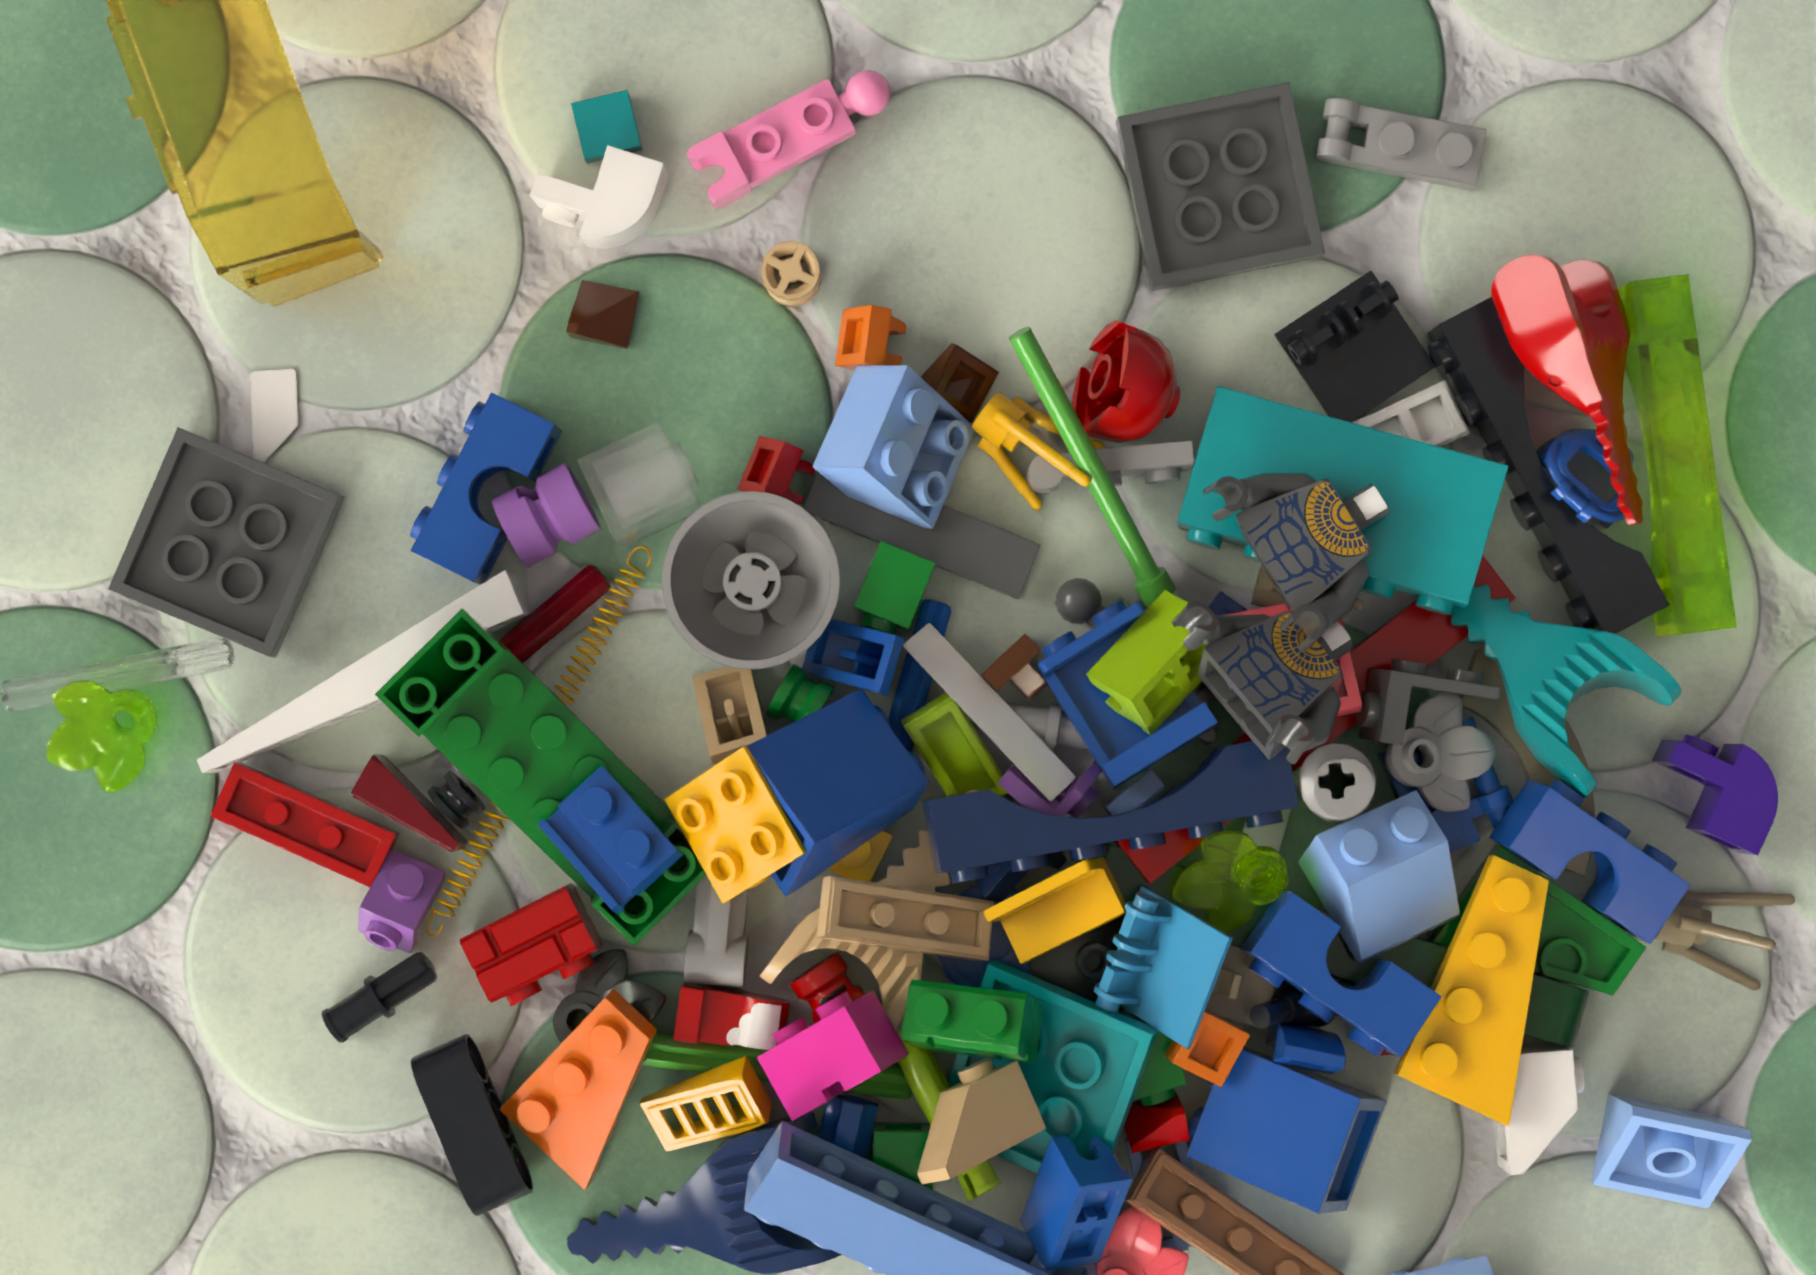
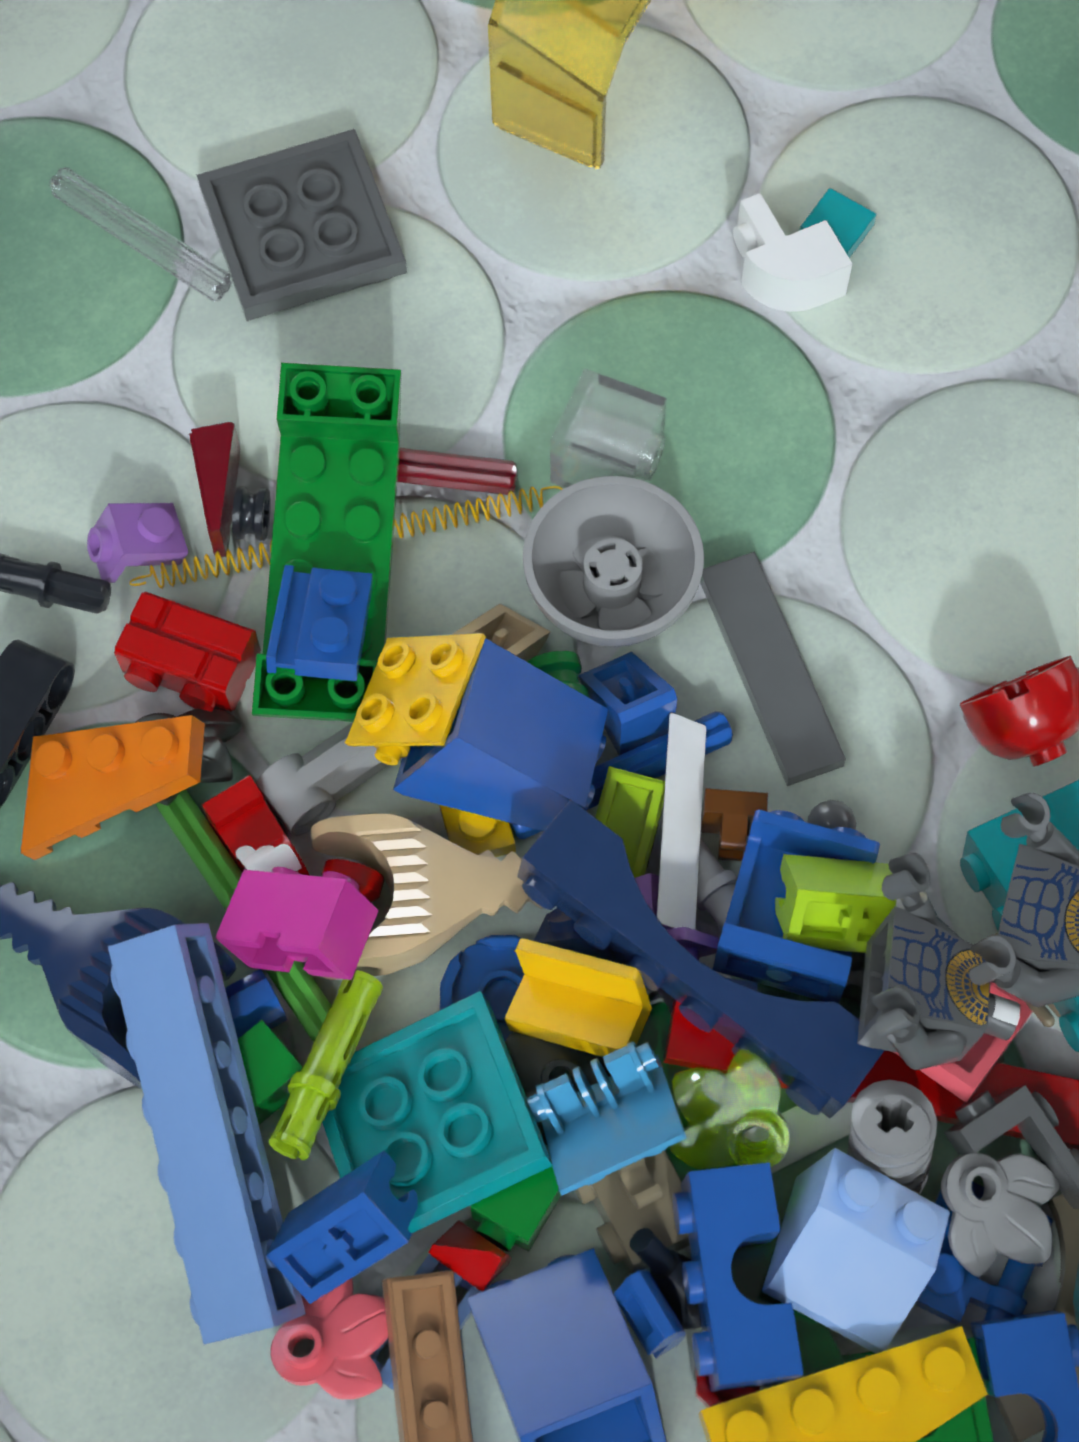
camera: 50 degrees right, 20 degrees down
(94, 737) = (80, 250): clear neon green plate -> none
(272, 409) = (425, 185): white sticker -> none
(304, 824) = (138, 429): red plate -> none
(353, 689) = (253, 377): white slope -> none
(499, 440) = (542, 330): blue arch -> none
(546, 515) = (516, 397): medium lavender wheel -> none
(603, 314) = (703, 328): reddish brown slope -> none
(734, 1076) = (210, 895): yellow slope -> none
(773, 468) = (715, 522): red tile -> none
(787, 134) = (952, 335): bright pink plate -> none
(787, 259) = (869, 406): tan wheel -> none
(865, 337) = (863, 506): orange tile -> none
(893, 589) = (710, 676): green brick -> none
(894, 444) = (815, 585): light blue slope -> none
(904, 919) = (457, 887): tan tile -> none
(961, 380) = (903, 600): reddish brown slope -> none
(972, 1021) = (423, 1006): green brick -> none
(978, 1120) = (347, 1080): tan slope -> none
(1007, 425) = (910, 661): yellow plant -> none
(1150, 579) = (946, 712): bright green bar -> none
(1156, 461) = (953, 750): light grey plate -> none
(1212, 1050) = (576, 1223): orange tile -> none

